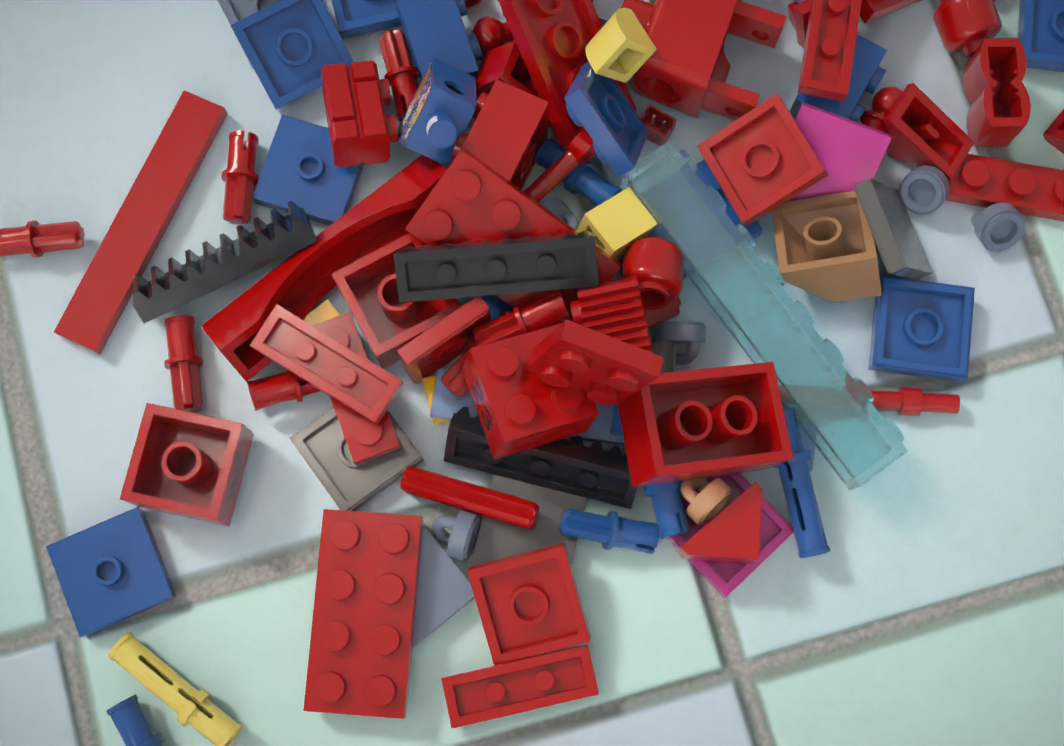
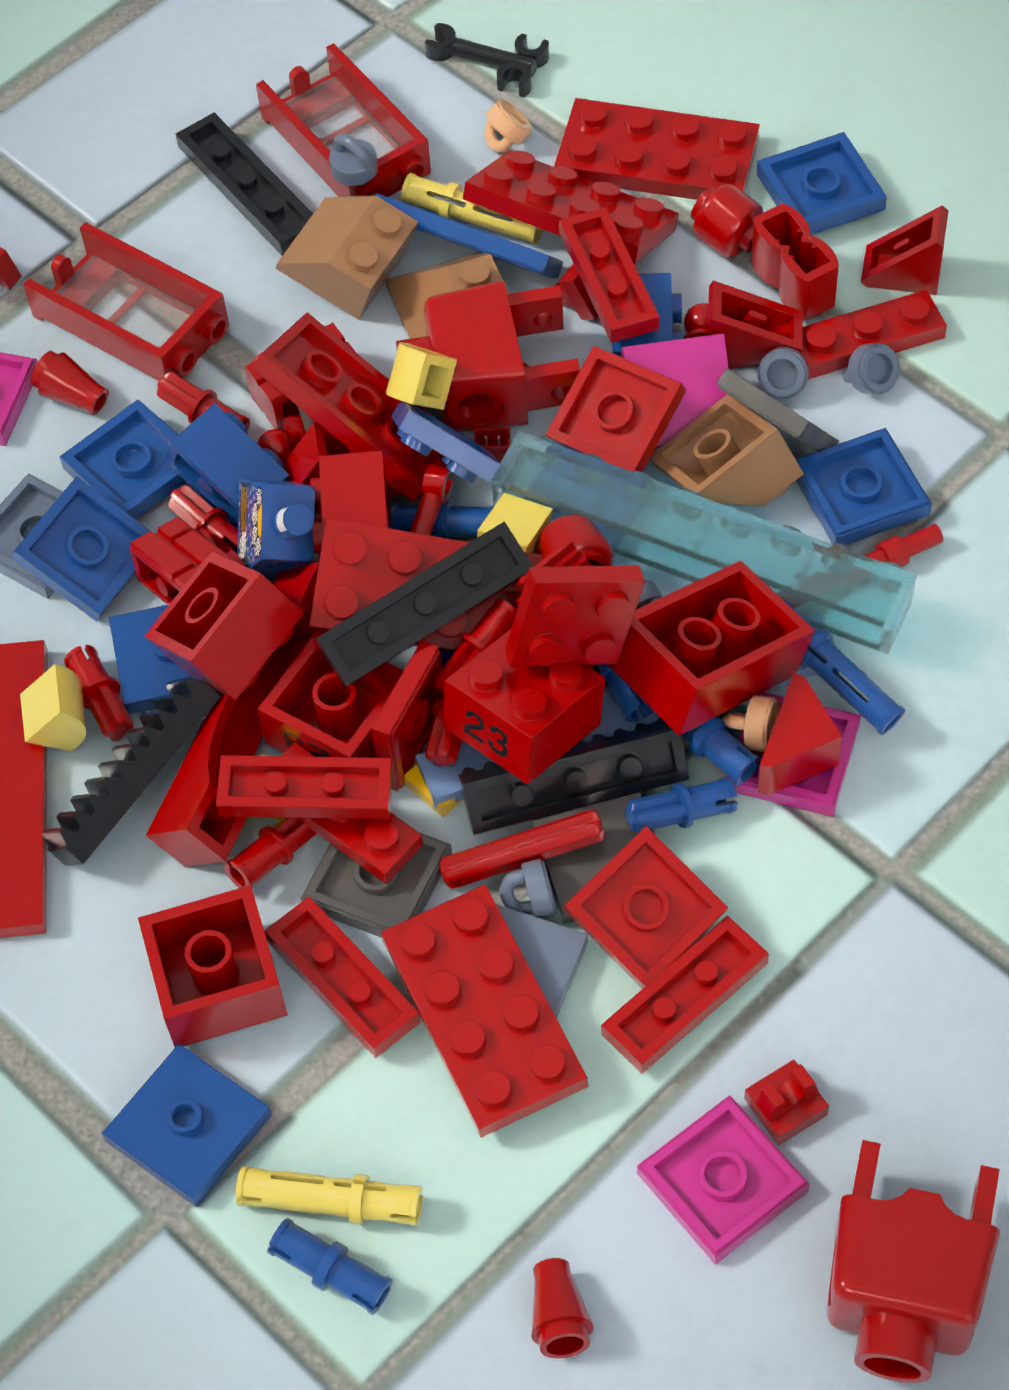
camera: 25 degrees left, 20 degrees down
(183, 363) = (141, 884): red axle -> none
(193, 179) = (54, 710): none -> light yellow brick
(281, 521) = (342, 977): none -> red plate
(342, 189) = (225, 625): none -> red brick

